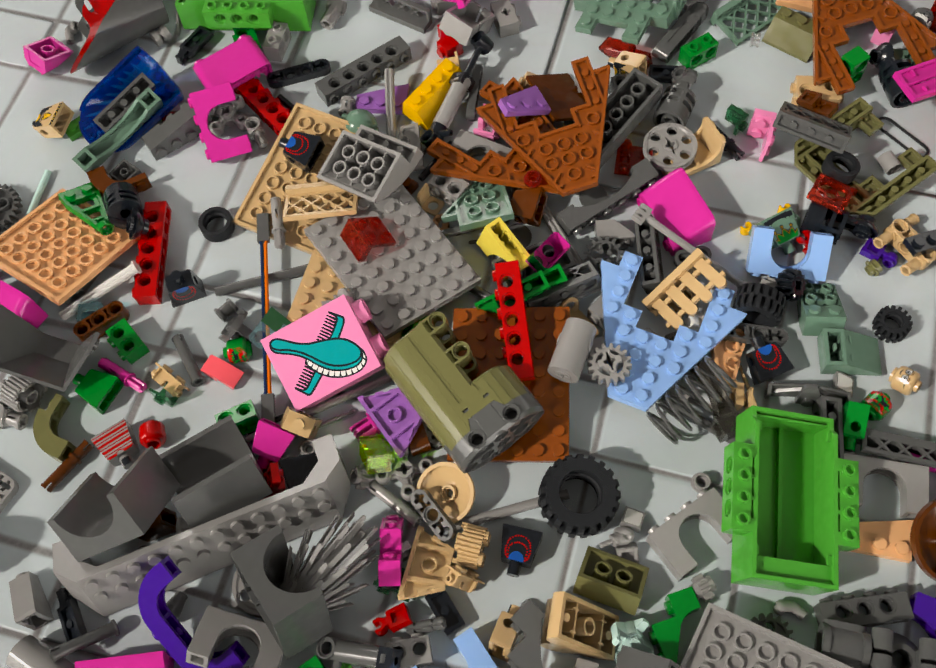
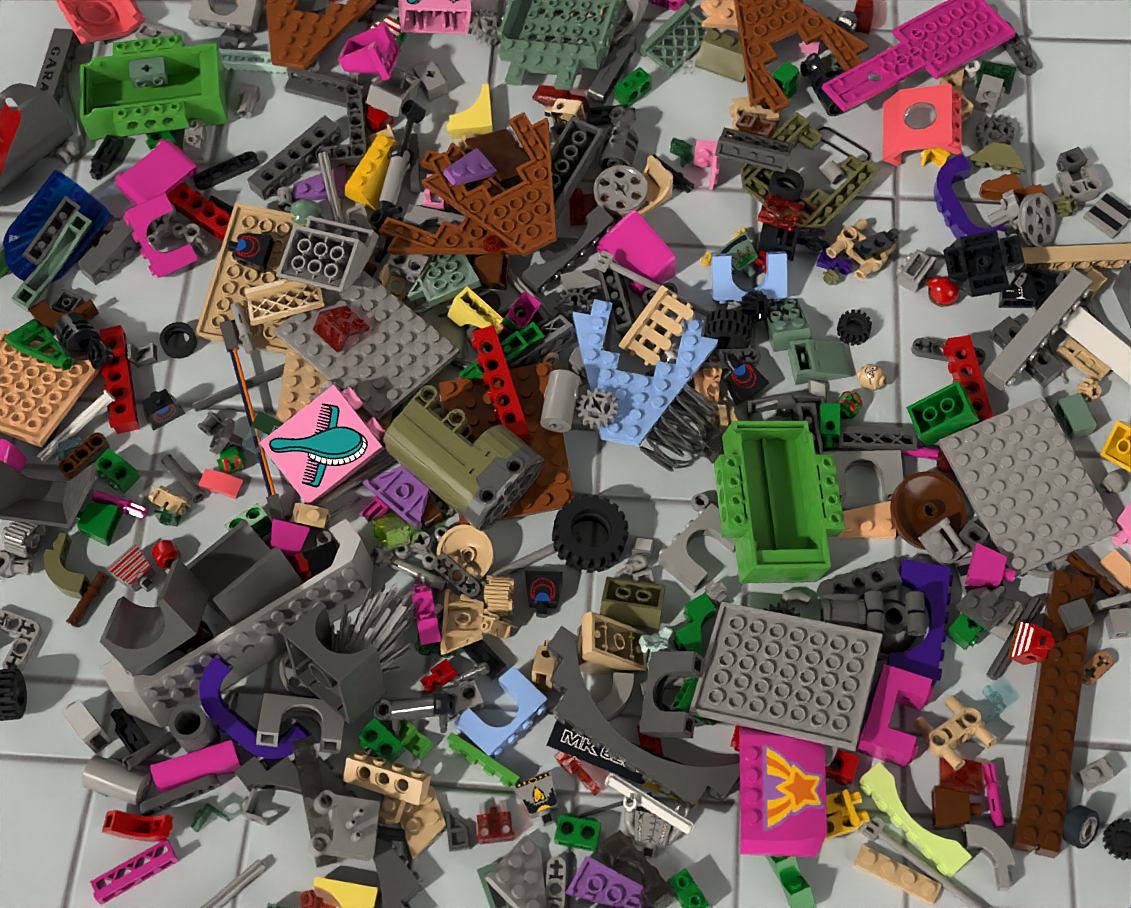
camera: 15 degrees left, 0 degrees up
(125, 632) = (193, 728): none -> dark grey piece
(179, 233) = (142, 355): none -> dark grey bracket
(414, 74) = (355, 147): none -> dark grey beam
(538, 60) = (473, 121): none -> light yellow arch

